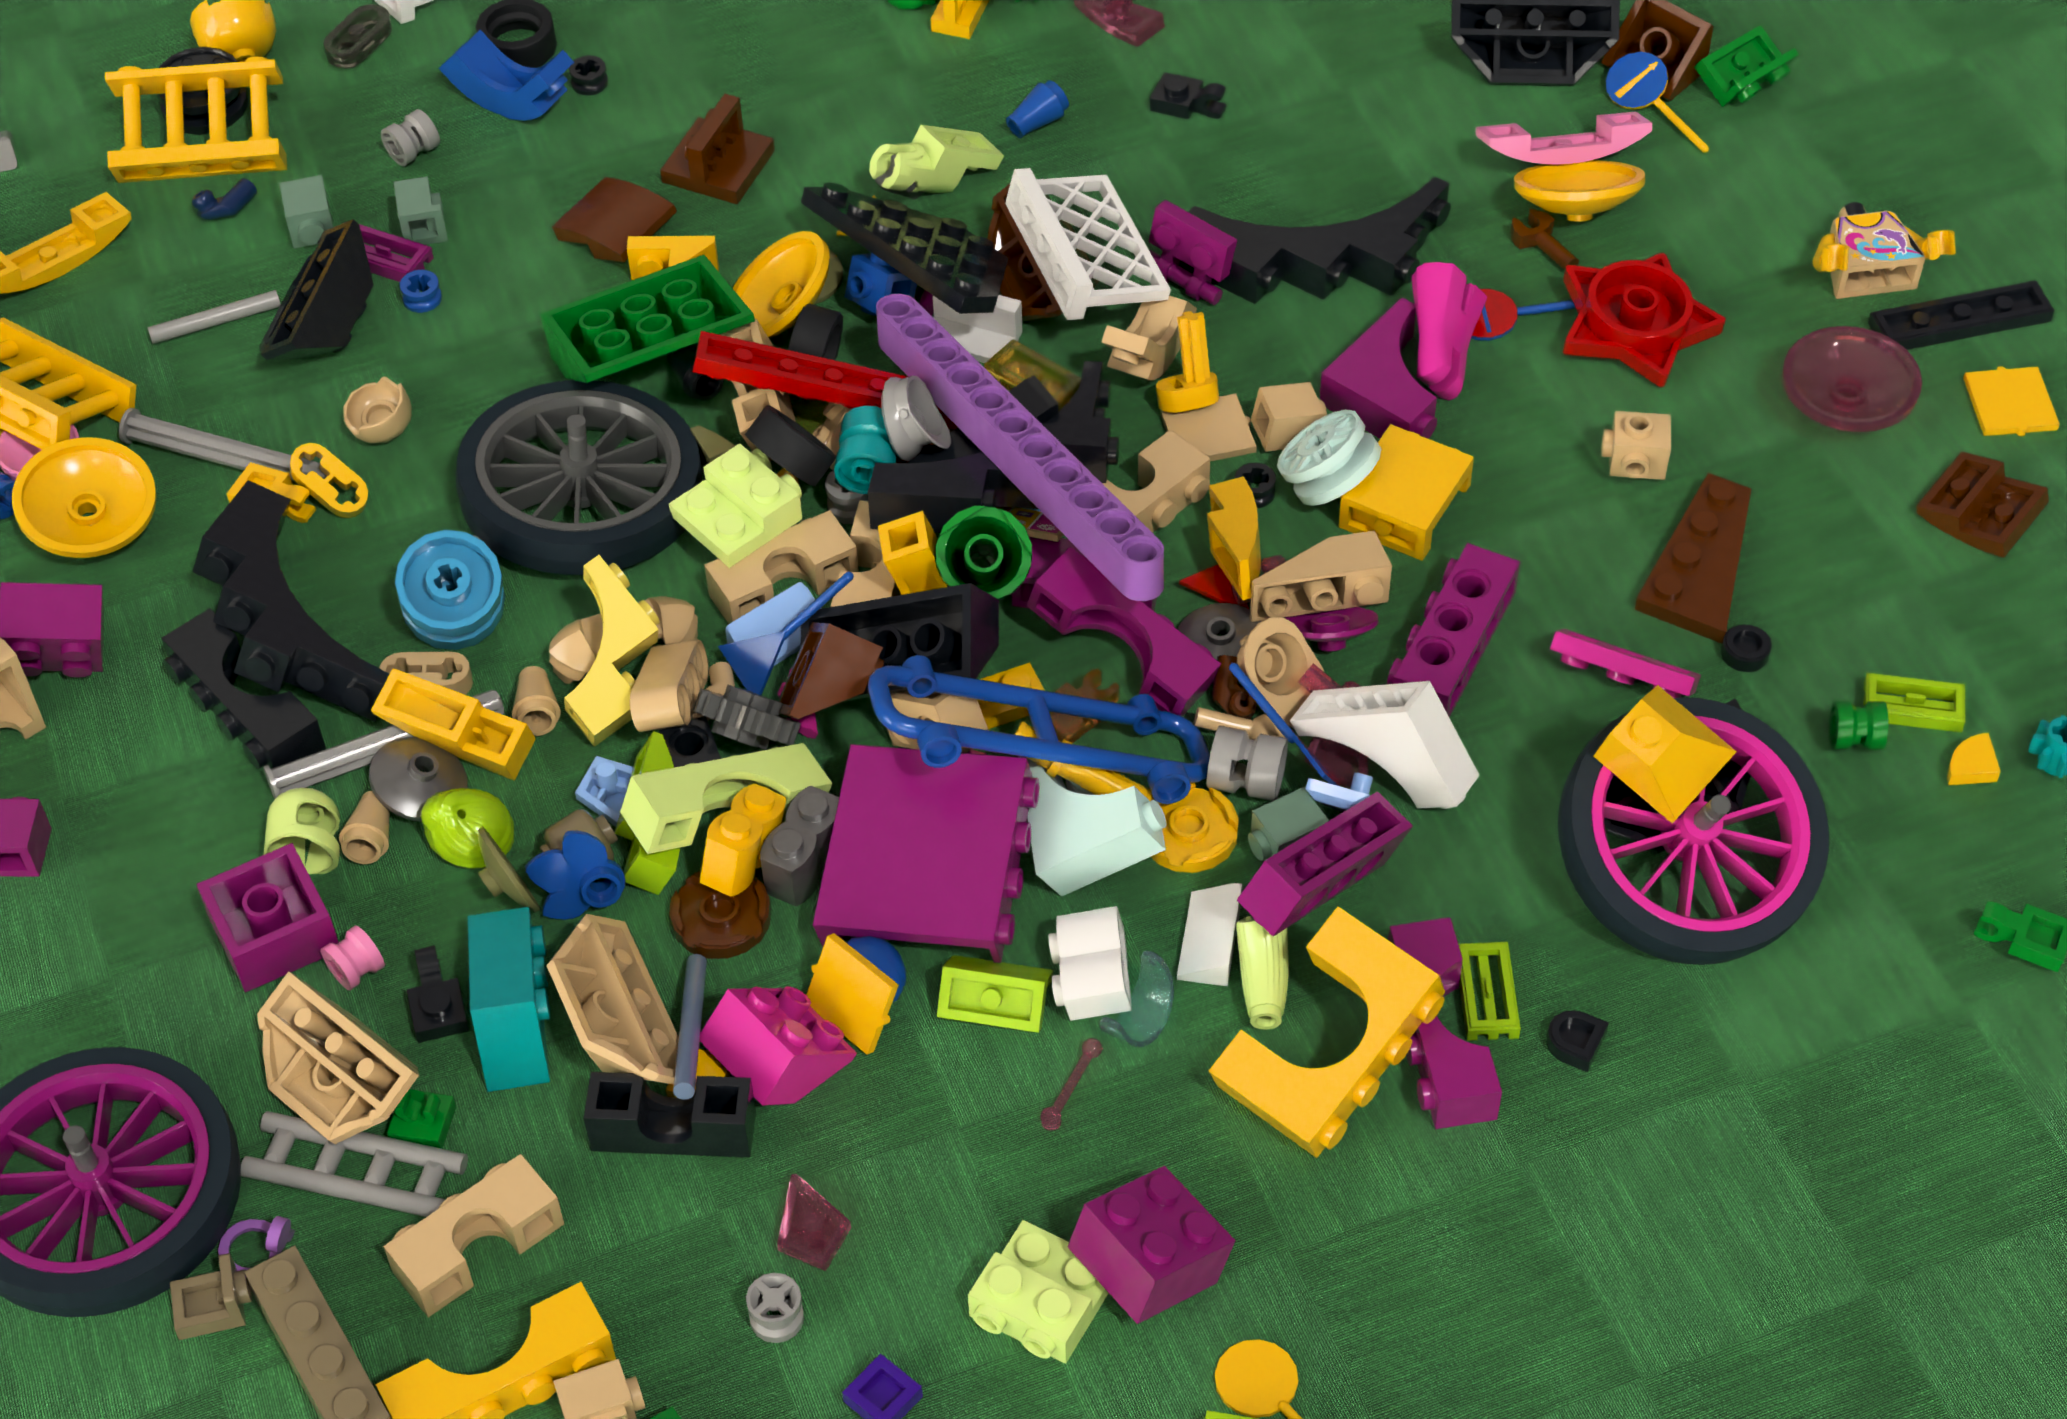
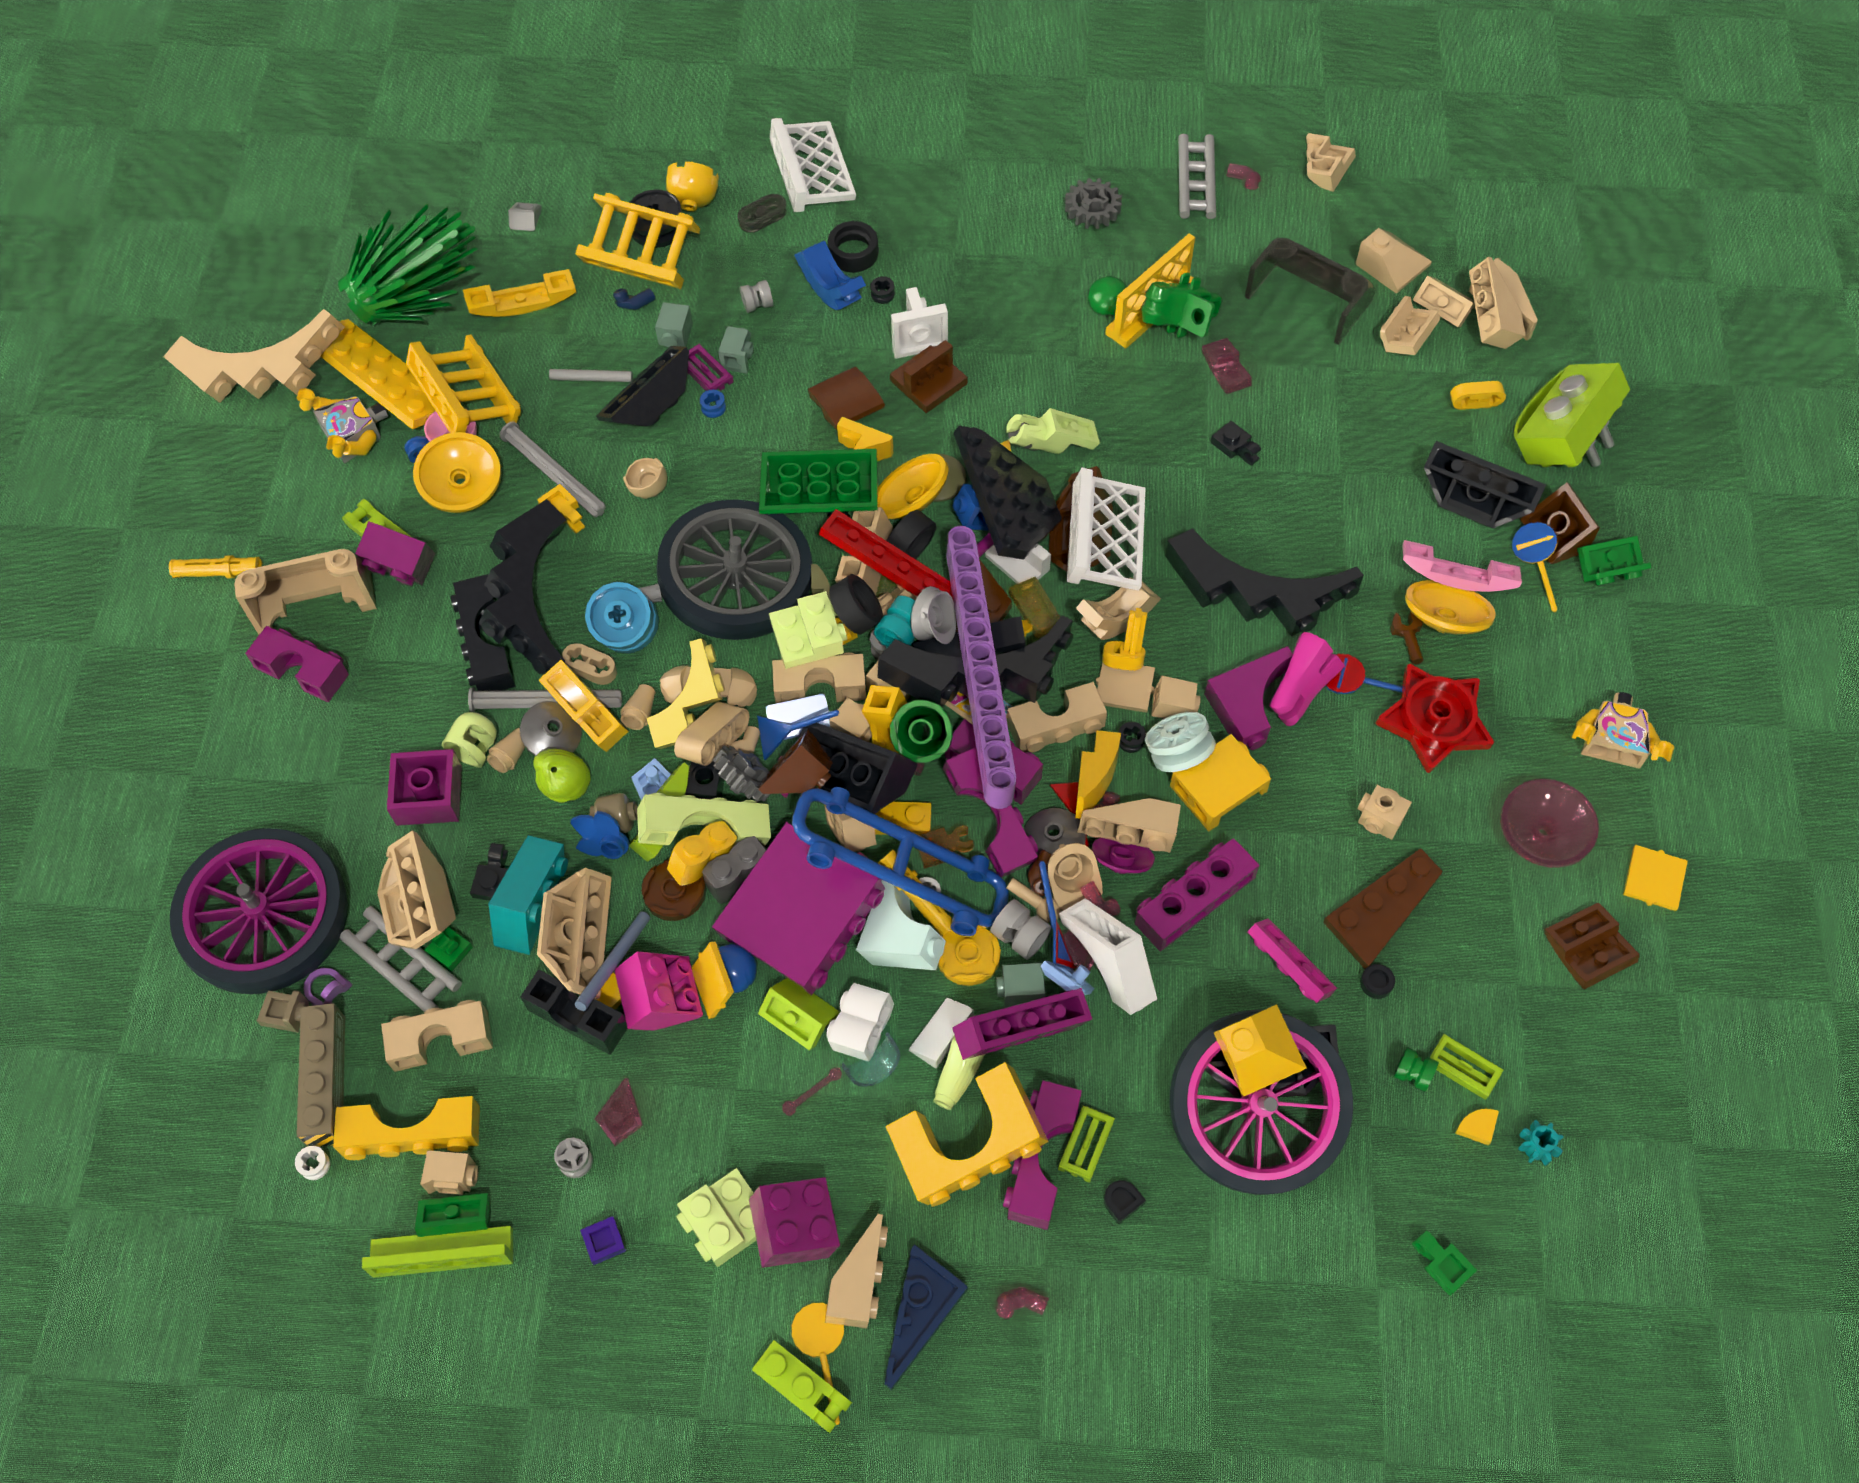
camera: 25 degrees right, 10 degrees up
(336, 472) = (601, 510): yellow beam -> none
(352, 957) = (459, 831): bright pink wheel -> none
(500, 874) = (560, 814): olive dish -> none
(673, 92) = (918, 326): none -> white bracket
(1040, 107) = (1139, 417): blue cone -> none
(1195, 243) = (1172, 560): magenta plate -> none
(1281, 1297) = (852, 1285): none -> tan slope
(1389, 1275) = (926, 1302): none -> dark blue wing
(1514, 1212) = (1019, 1298): none -> clear pink arm
(1964, 315) = (1656, 802): black tile -> none

